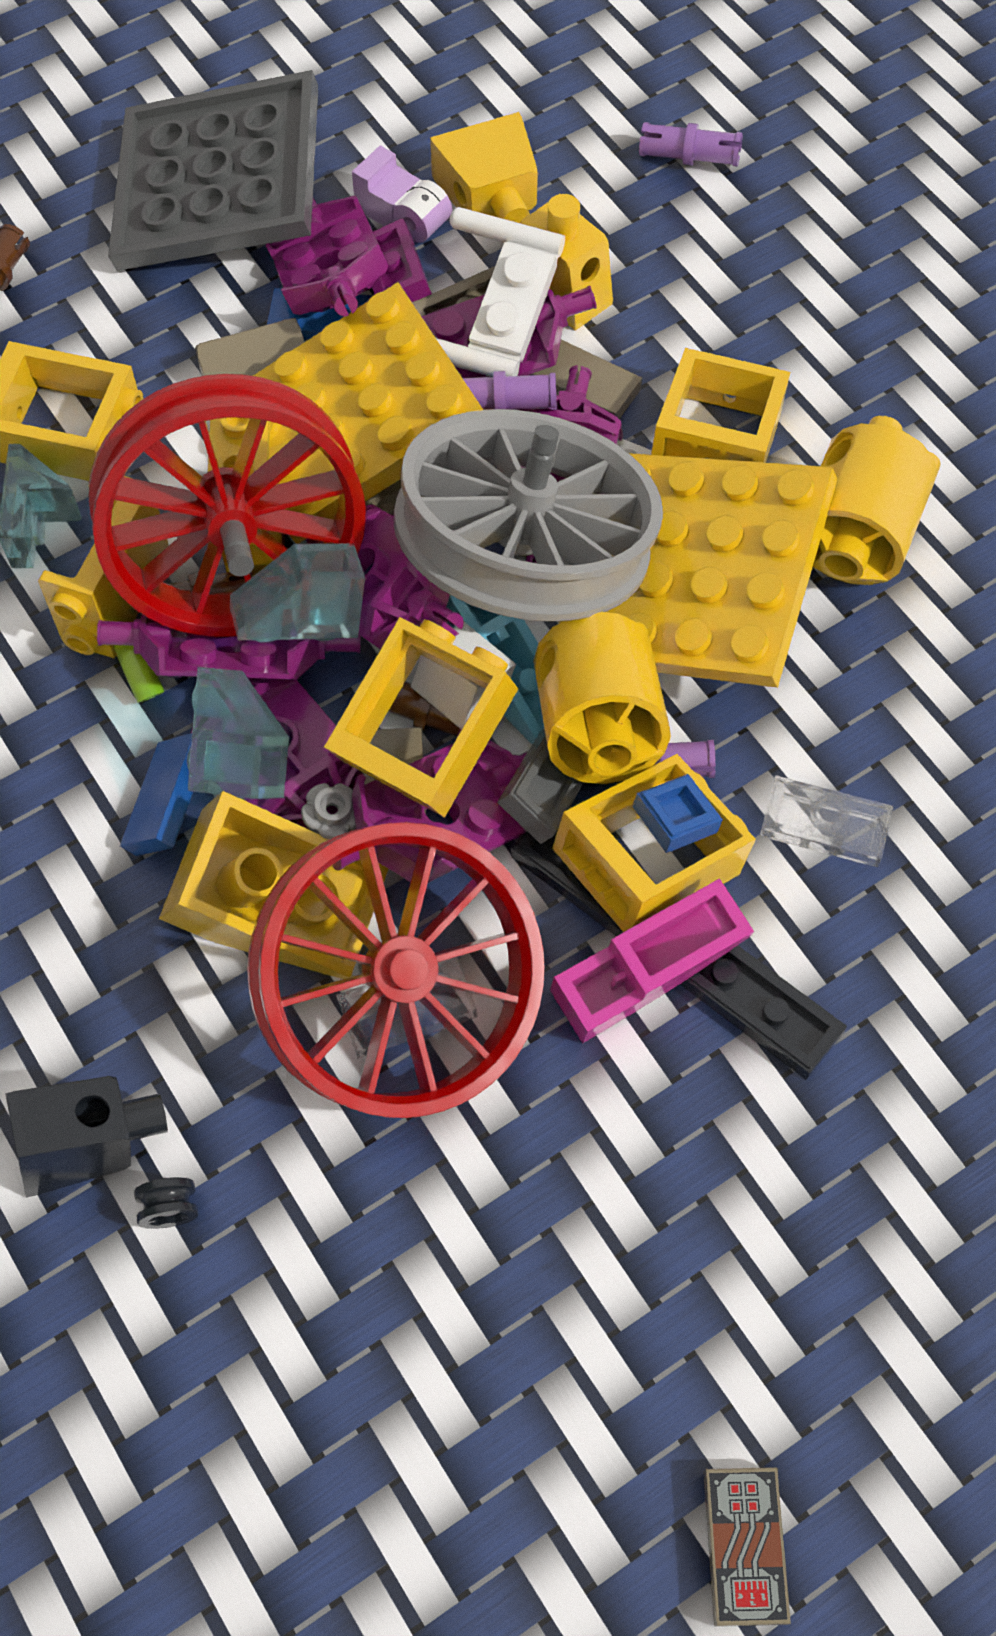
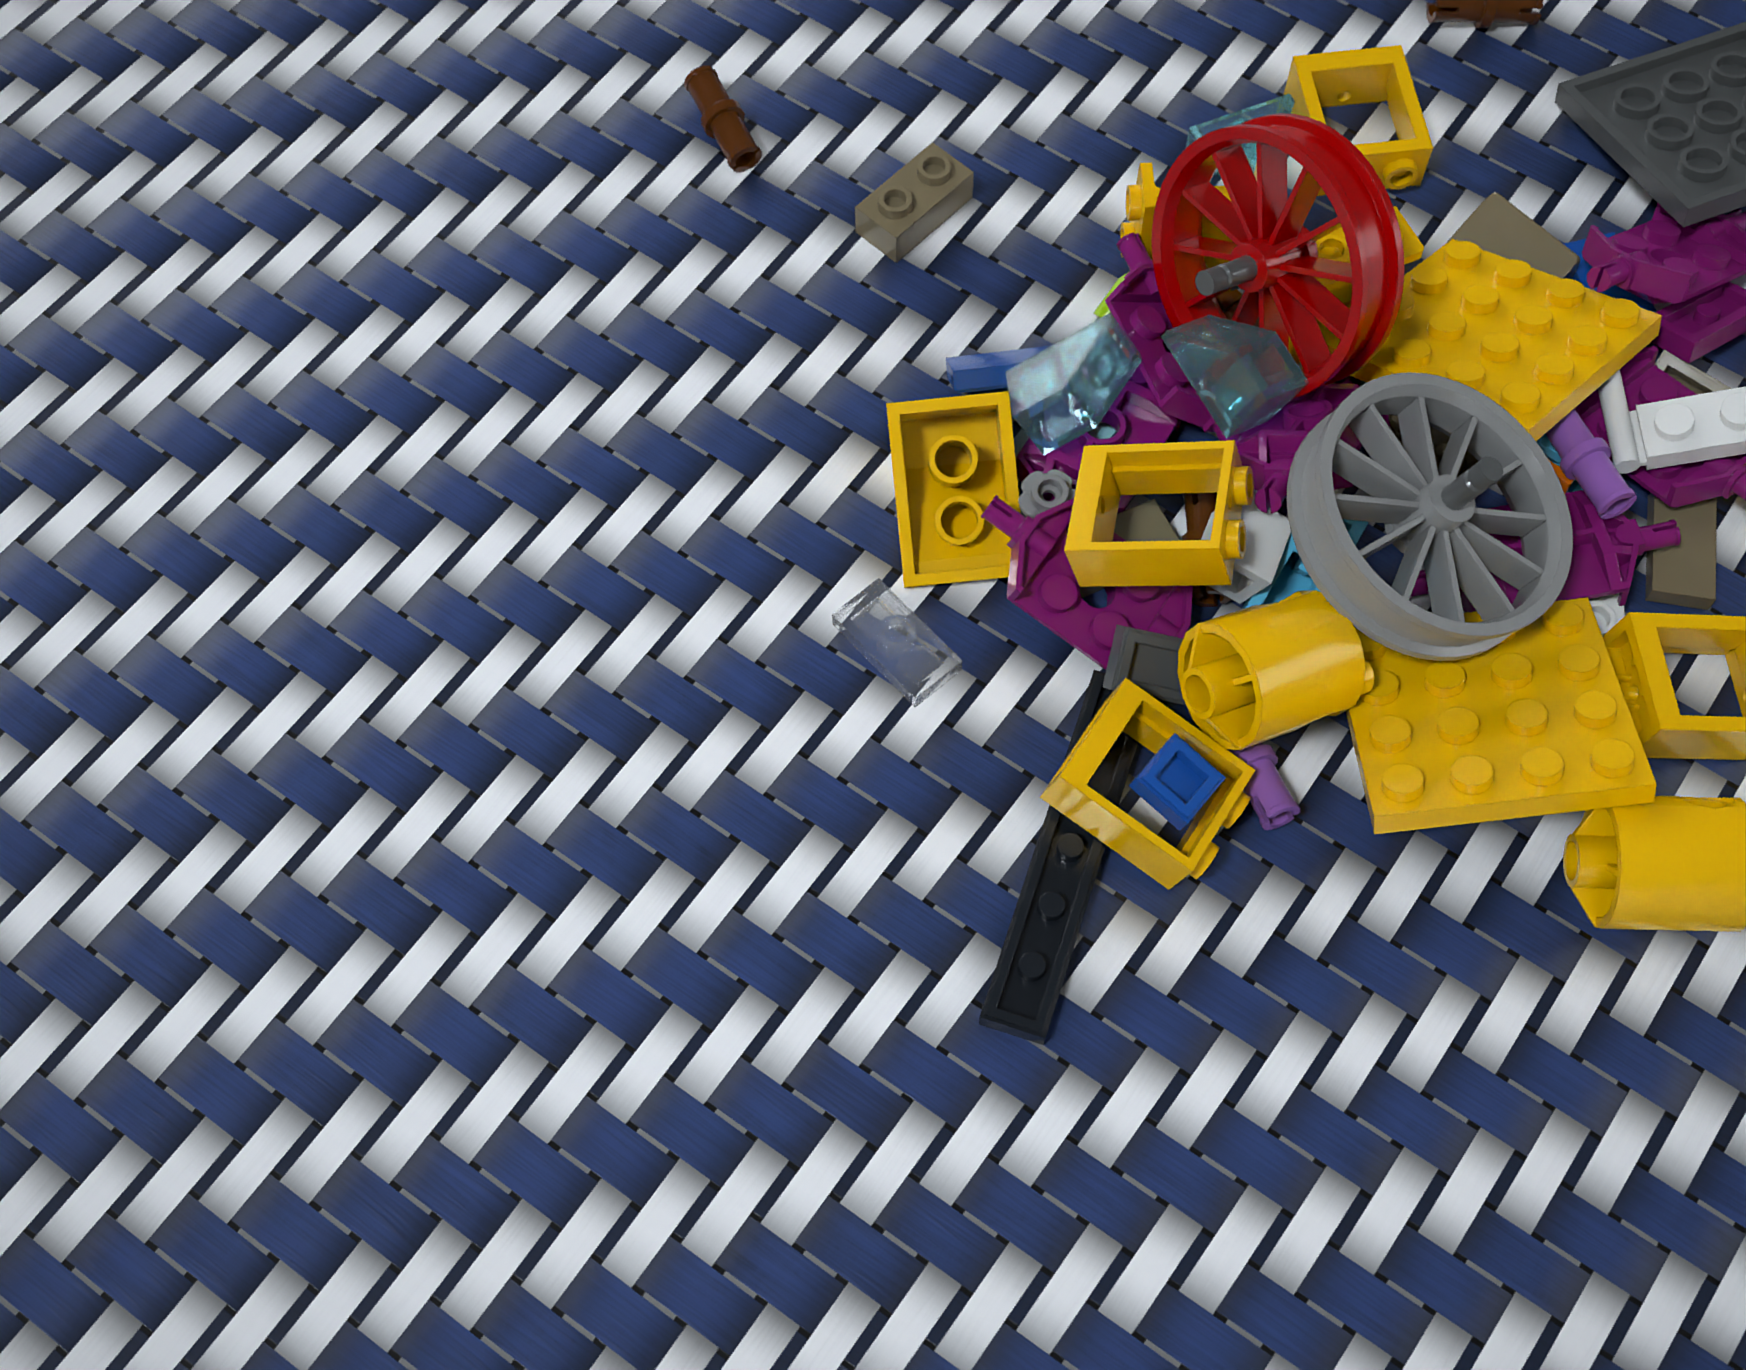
camera: 70 degrees right, 0 degrees up
(78, 1131) = (663, 423): black torso -> none
(165, 1203) = (636, 522): black bush -> none
(399, 970) = (898, 595): red wheel -> none
(650, 960) = (1024, 823): dark pink slope -> none
(746, 1547) = (507, 1098): tile -> none
(827, 821) = (1269, 955): clear plate -> none

